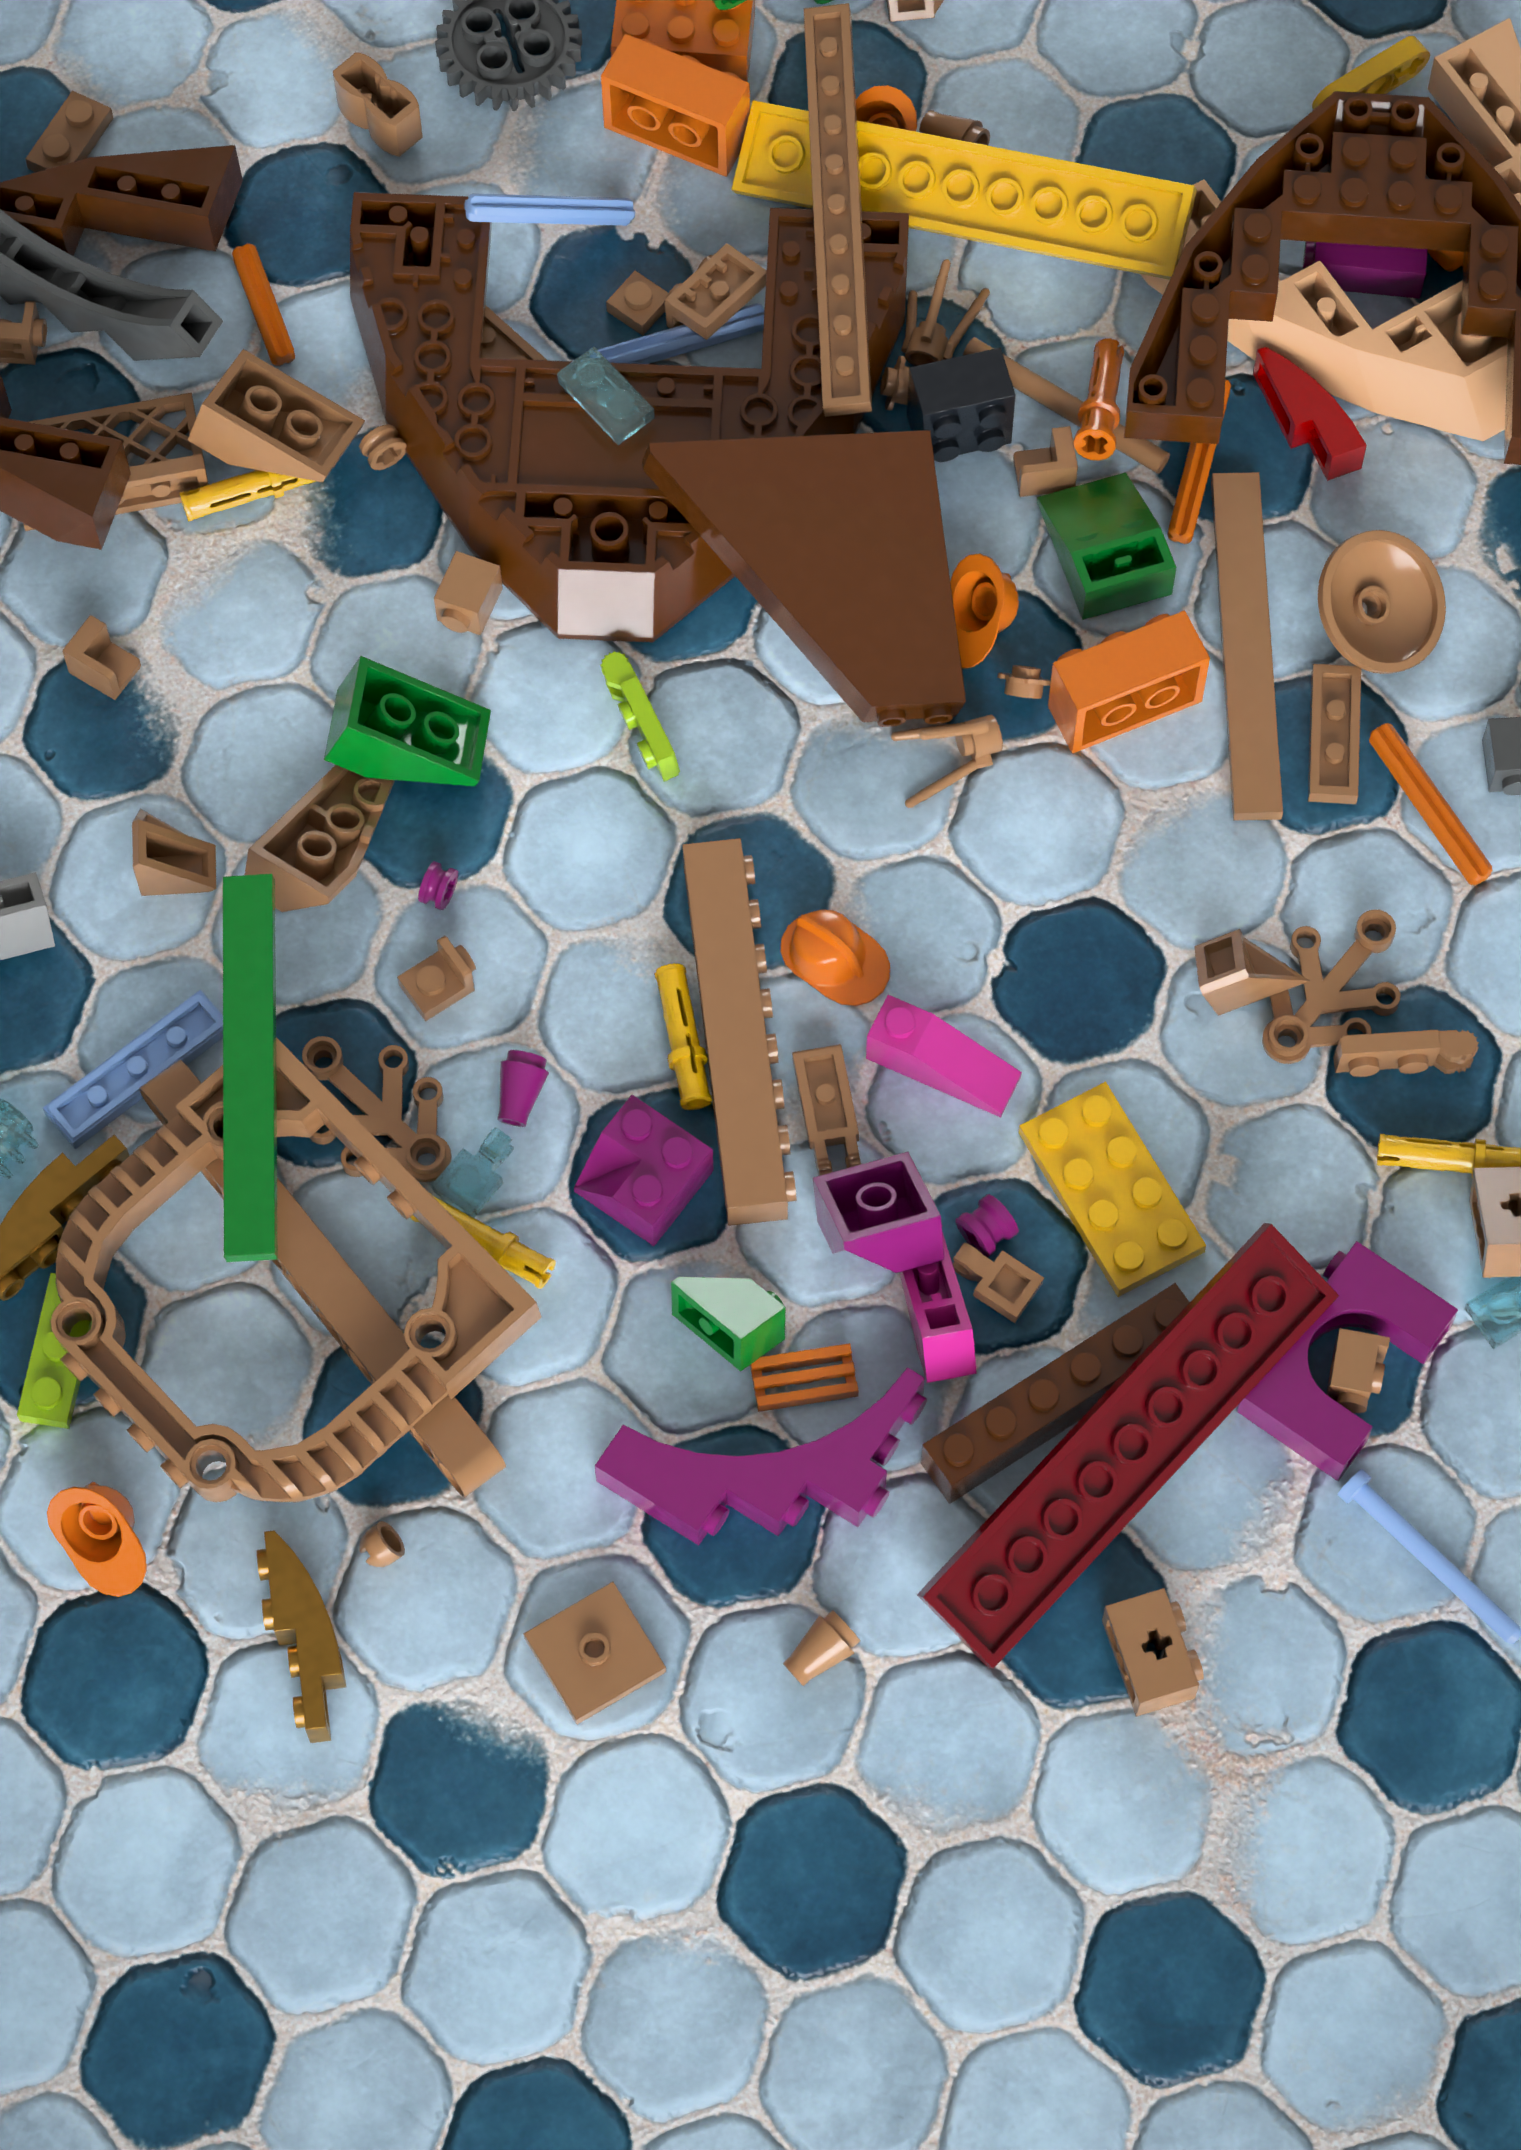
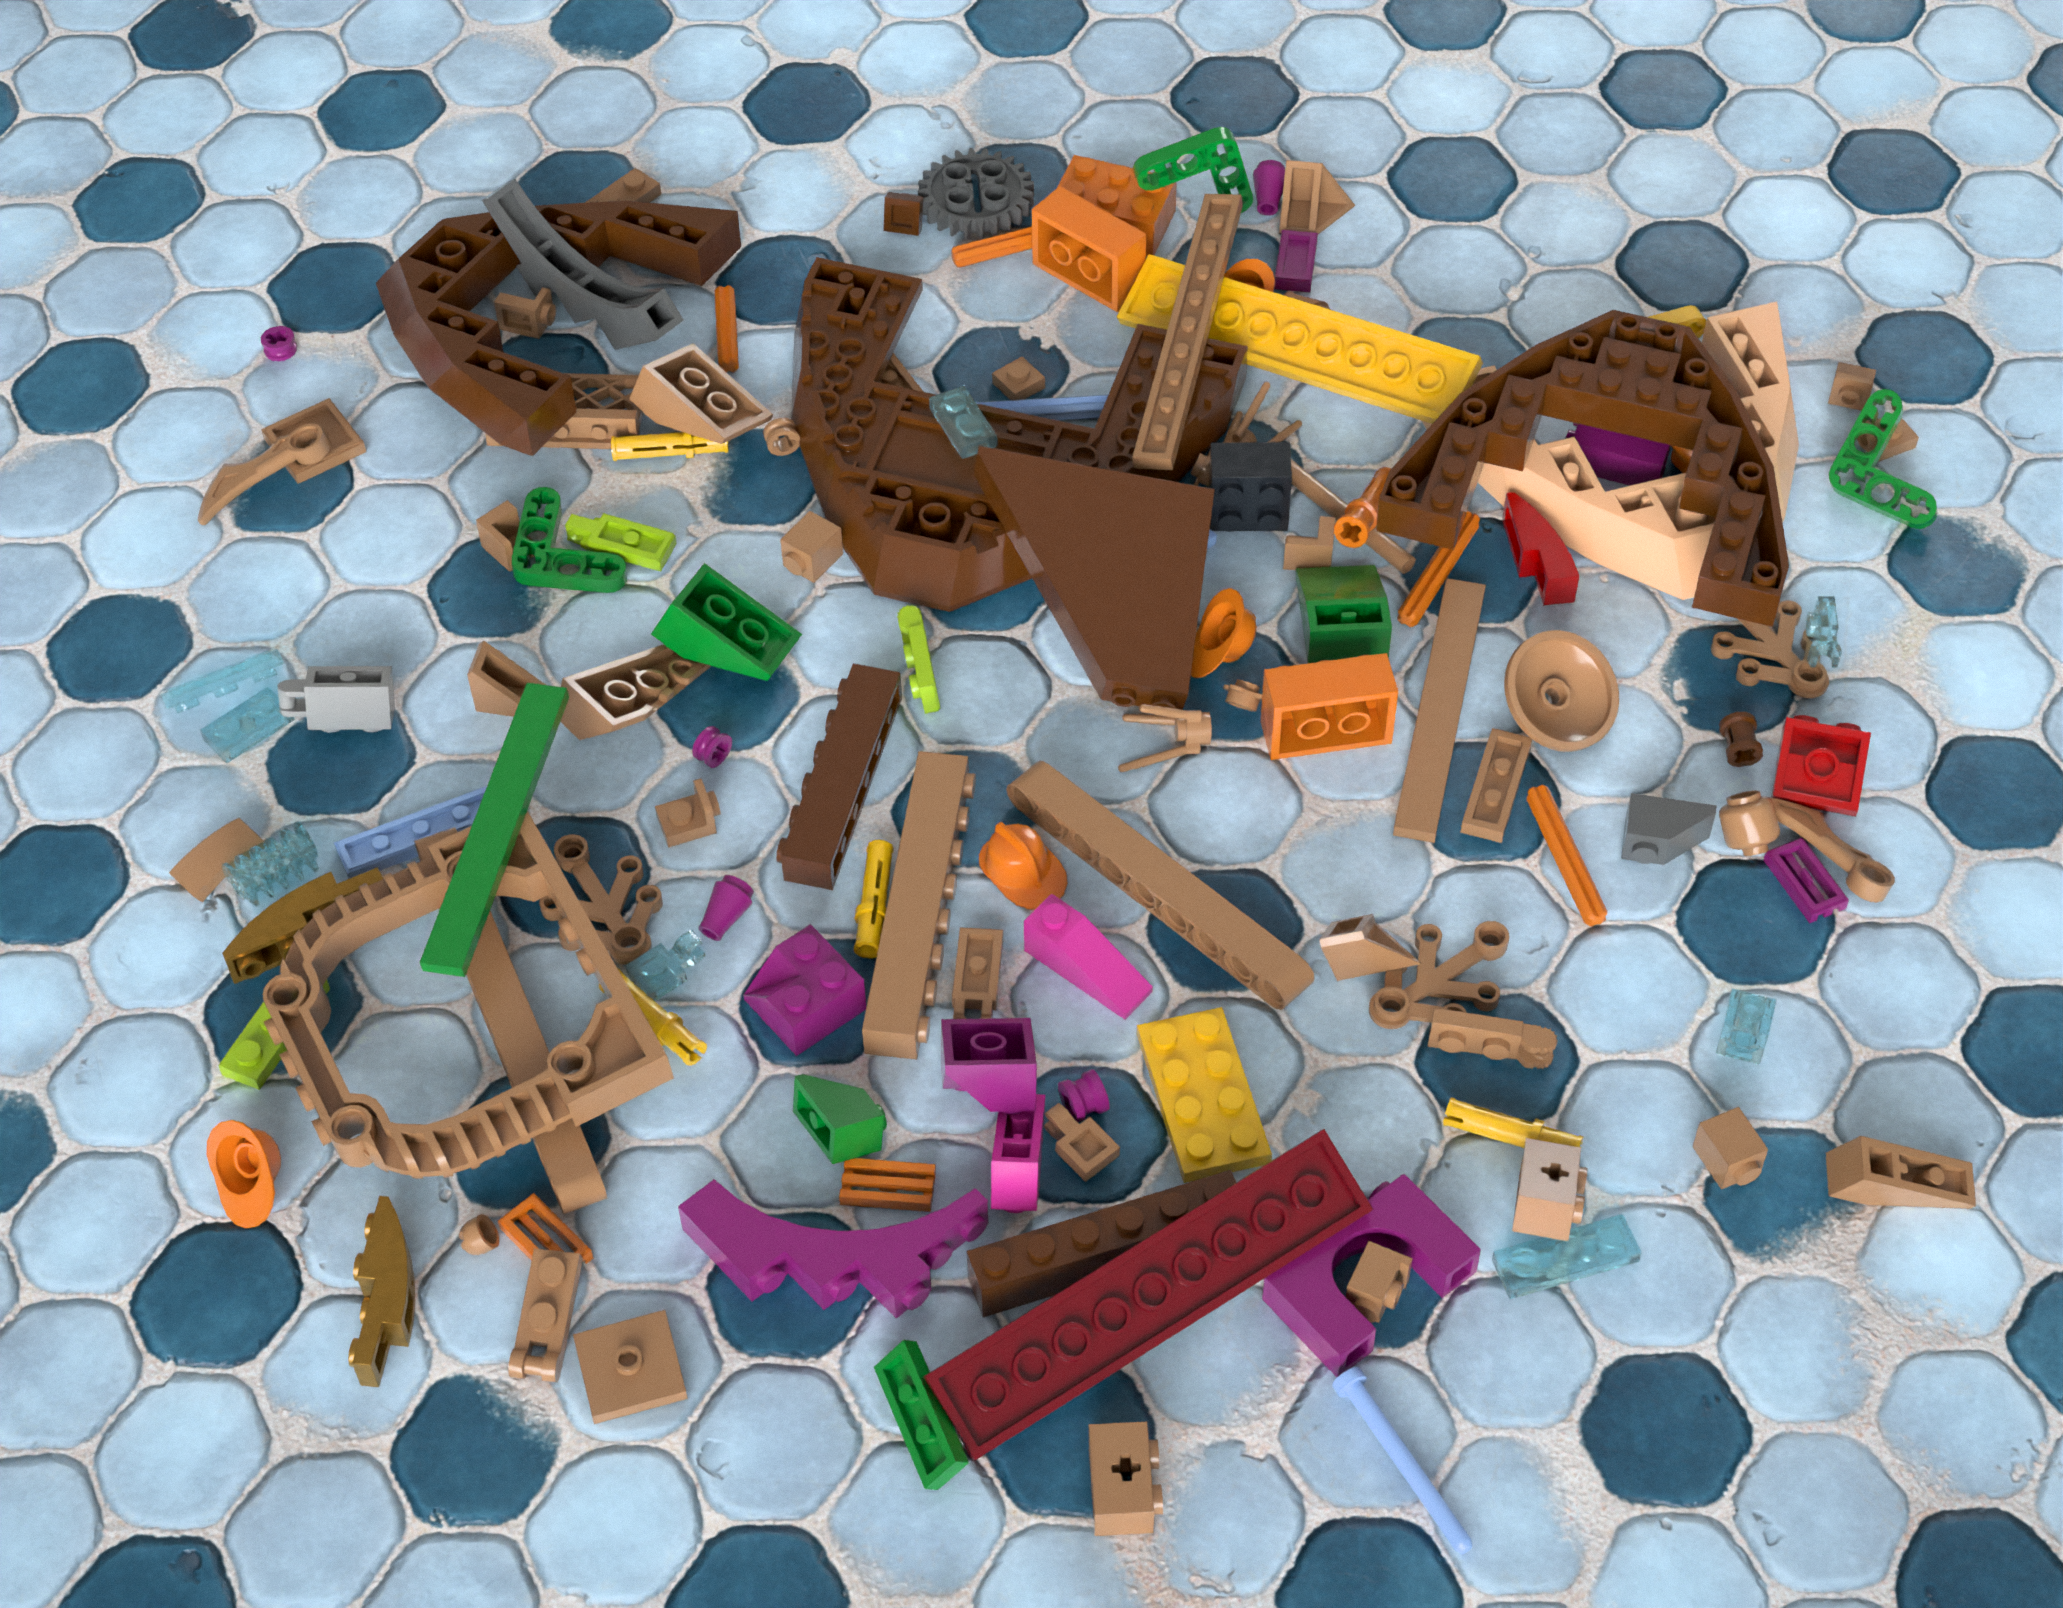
camera: 15 degrees right, 15 degrees down
(162, 678) = (550, 559): none -> green beam
(239, 632) = (628, 539): none -> lime hinge
(377, 104) = (859, 211): medium nougat brick -> none
(432, 90) = (903, 213): none -> reddish brown tile
(487, 1617) = (546, 1314): none -> medium nougat plate
(489, 1552) = (518, 1213): none -> orange tile
(549, 209) = (965, 298): light blue axle -> none
(554, 115) = (992, 247): none -> orange axle
(598, 890) = (840, 777): none -> reddish brown brick
(714, 292) = (1076, 376): medium nougat bracket -> none
(821, 1648) = (827, 1407): medium nougat cone -> none
(921, 1634) = (920, 1416): none -> green plate
(922, 58) = (1296, 261): none -> magenta tile
(994, 945) = (1161, 885): none -> medium nougat beam

